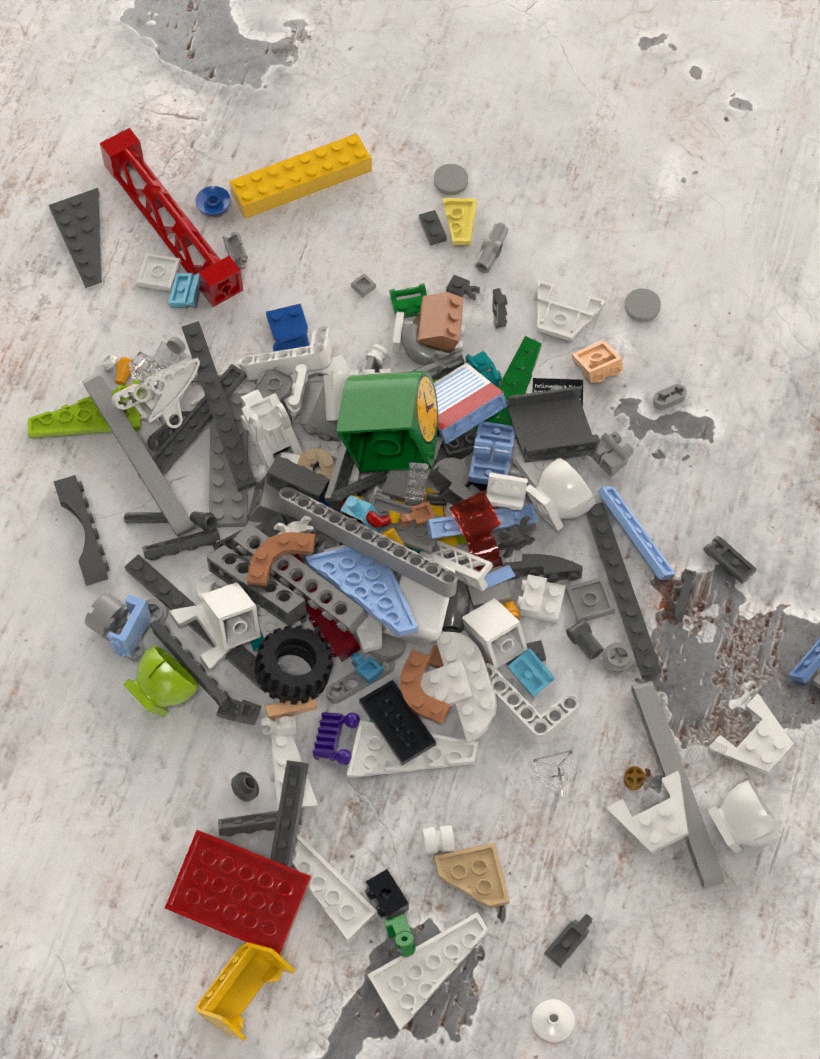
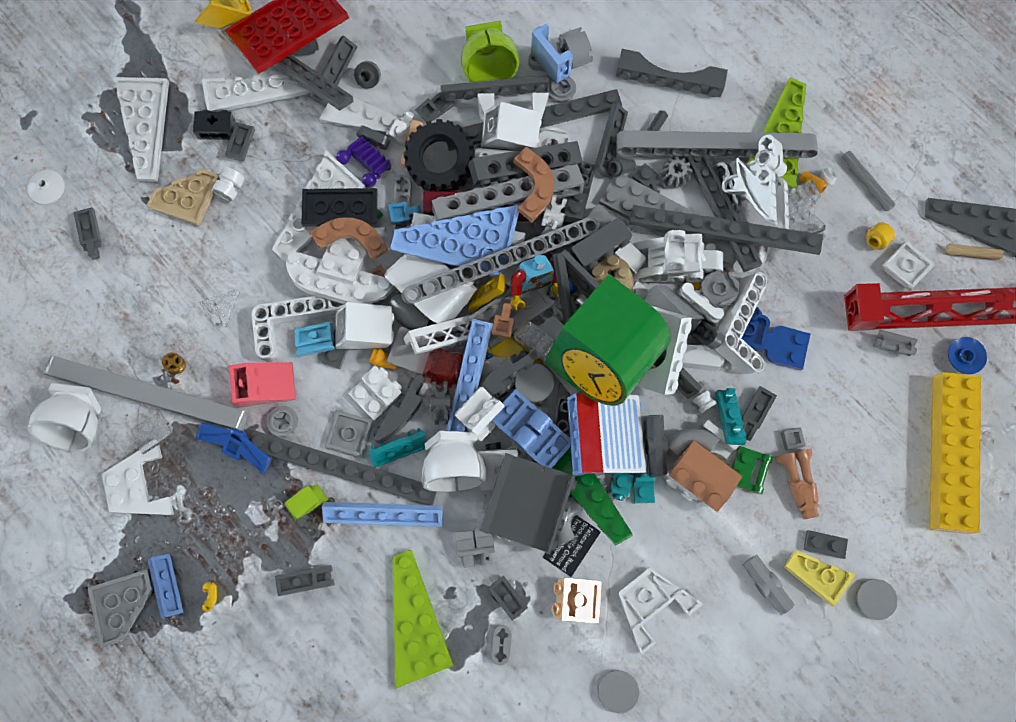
camera: 120 degrees right, 15 degrees up
(94, 334) = (868, 180): none -> light grey axle
(114, 234) = (975, 252): none -> tan axle
(144, 301) = (880, 236): none -> yellow head
(180, 476) = (676, 165): none -> light grey gear
(184, 290) = (871, 272): medium azure plate -> none
(198, 499) = (648, 177): none -> dark grey plate
(259, 471) = (641, 235): white plate -> none
(306, 743) = (375, 138): none -> dark grey beam
(323, 366) = (708, 335): none -> dark grey plate
(360, 318) = (757, 410): none -> dark grey hinge
(378, 329) = (730, 417): none -> teal plate
(393, 860) = (239, 142): none -> dark grey plate
(399, 928) = (175, 116): green leg -> none
(403, 257) = (803, 492): none -> nougat piece
(461, 286) = (740, 527): dark grey plate -> none
(475, 516) = (471, 368): clear red plate -> none
(499, 309) = (684, 536): dark grey hinge -> none
(499, 576) = (412, 364): light blue sticker -> none
(574, 552) = (398, 448): none -> teal plate
(582, 635) = (320, 403): dark grey piece -> none
(600, 690) = (261, 383): none -> coral slope
(632, 410) = (507, 598): none -> dark grey plate
(659, 824) = (120, 351): white wing -> none
(666, 679) = (234, 444): none -> blue plate
(669, 589) = (306, 501): none -> lime slope
(703, 460) = (417, 634): none -> lime wing
(790, 624) = (211, 589): none -> yellow arm

